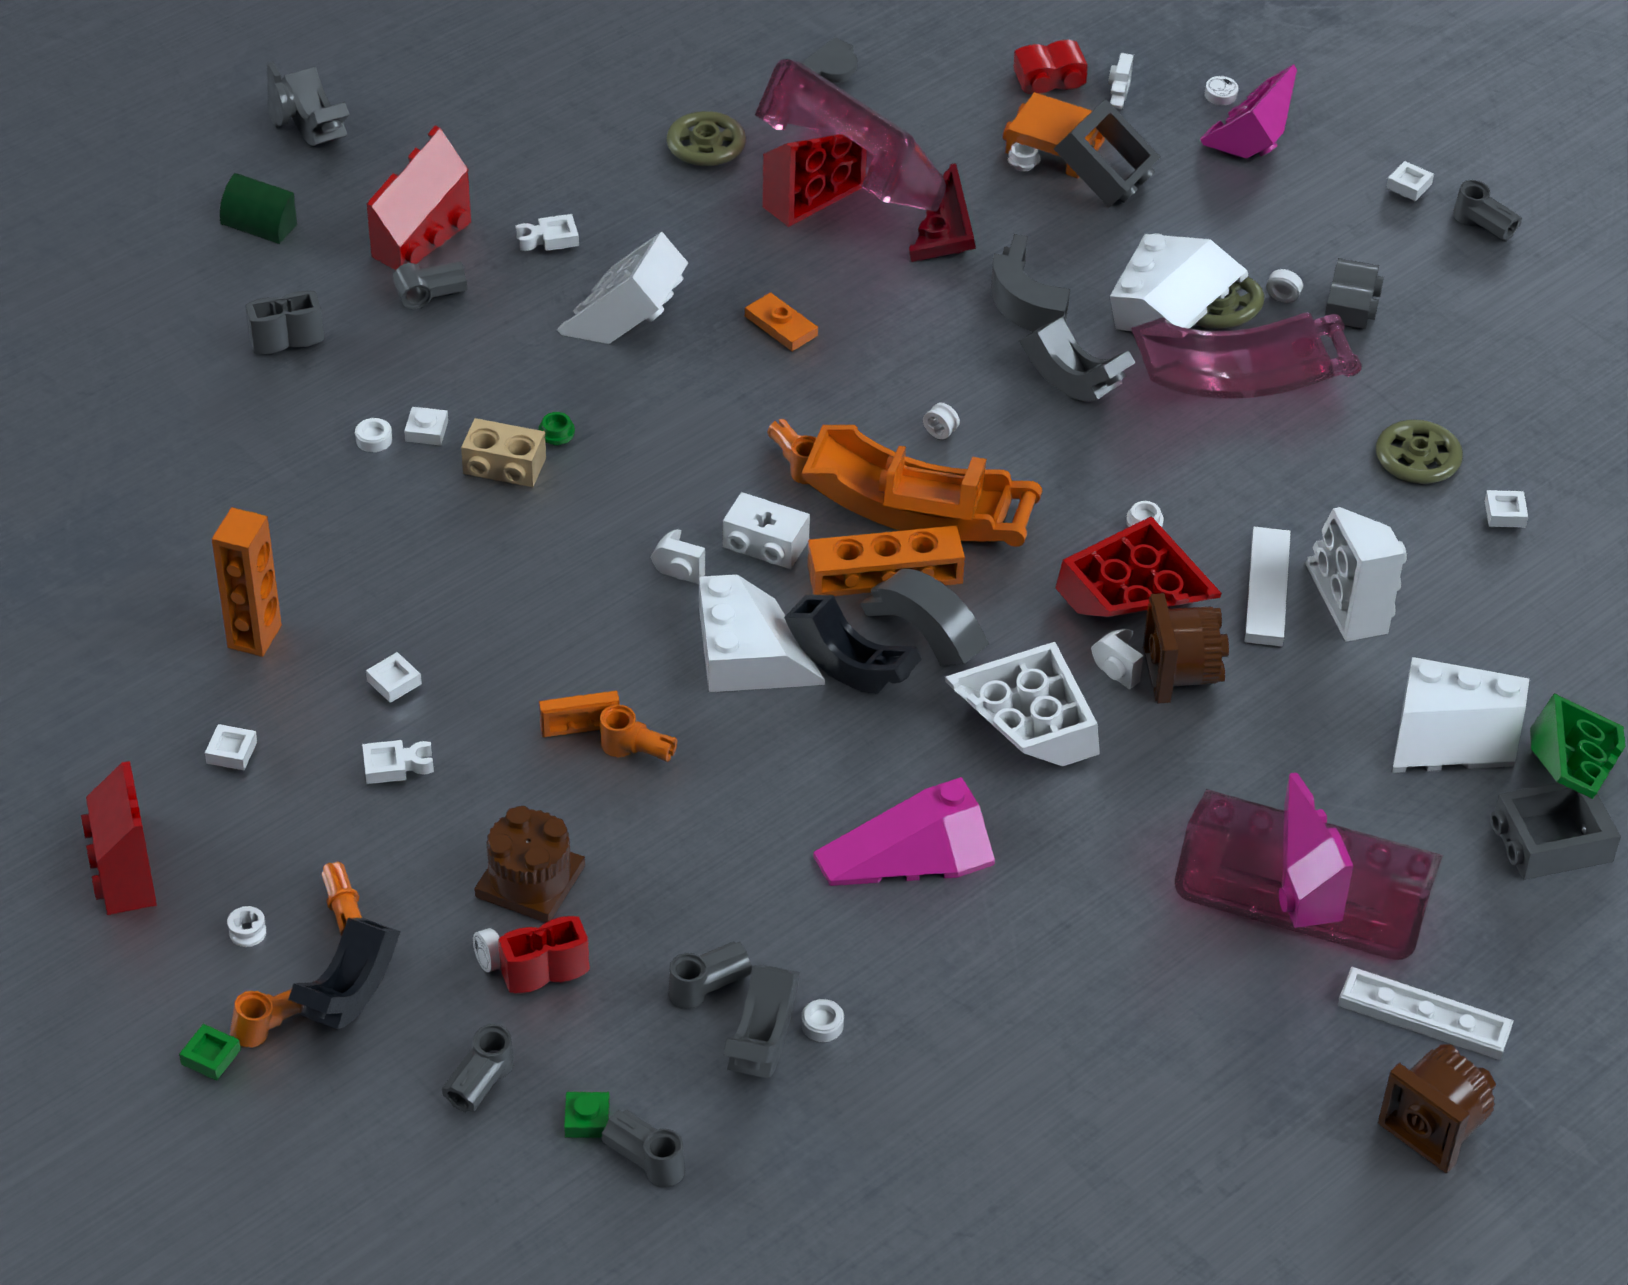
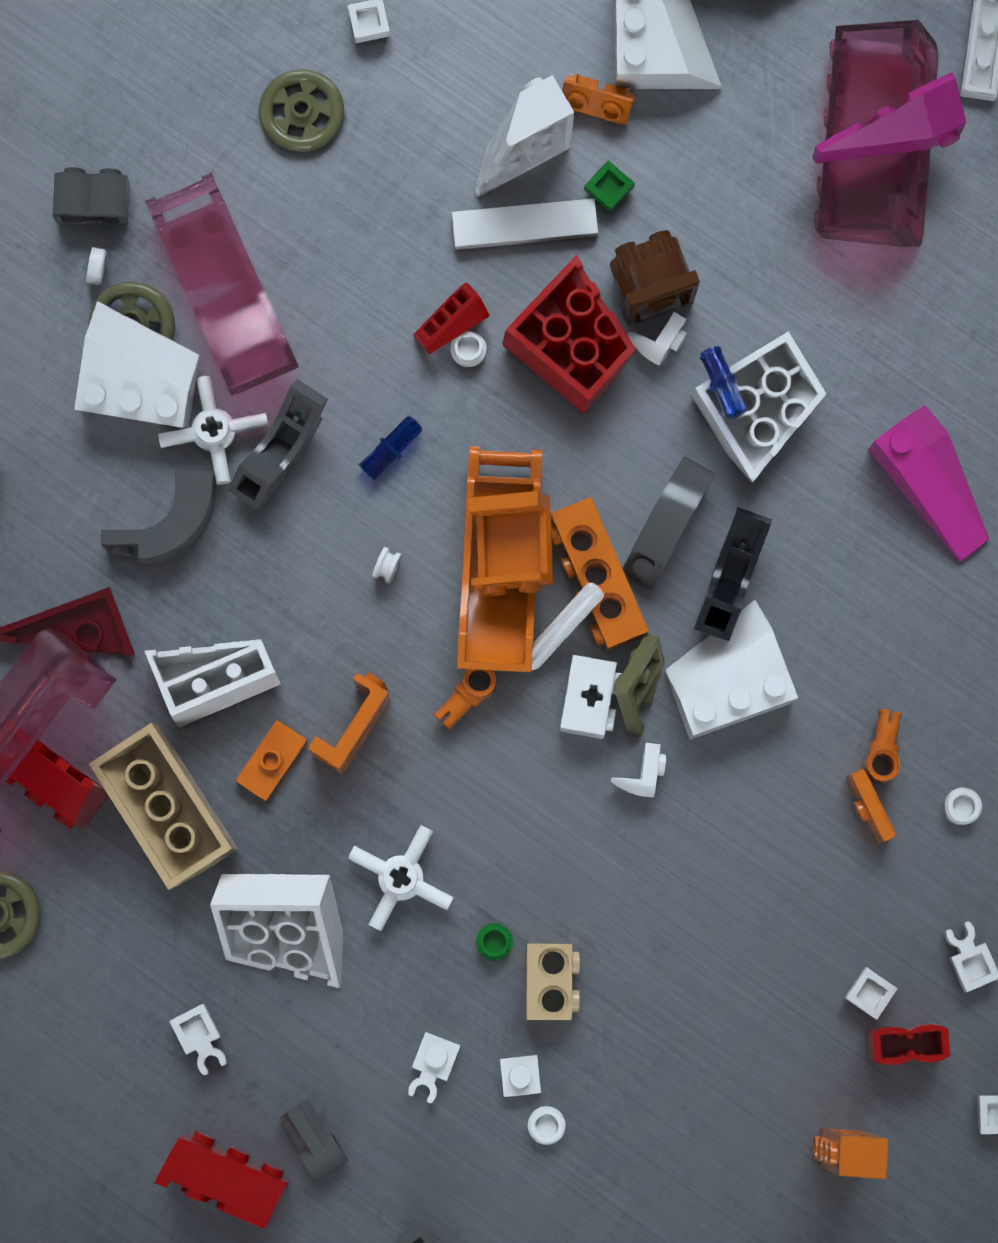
camera: 105 degrees left, 35 degrees up
(331, 681) = (916, 1043): none -> red brick
(462, 375) = (435, 1061): none -> white plate
(552, 795) = (962, 806): none -> white tile
(640, 375) = (386, 882): none -> white bar
(763, 237) = (163, 806): none -> tan slope
(766, 562) = (639, 682): none -> olive wing
(791, 361) = (360, 727): none -> orange panel
(841, 516) = (565, 623): none -> white axle
(867, 282) = (211, 678): none -> white wedge
(1053, 652) = (723, 382): none -> clear blue axle
(1056, 445) = (390, 447): none -> clear blue axle
(1104, 329) = (200, 426): none -> white bar
(1177, 510) = (453, 318): none -> red slope
(1294, 651) = (609, 186): none -> green plate
(1386, 669) = (609, 104): none -> orange hinge

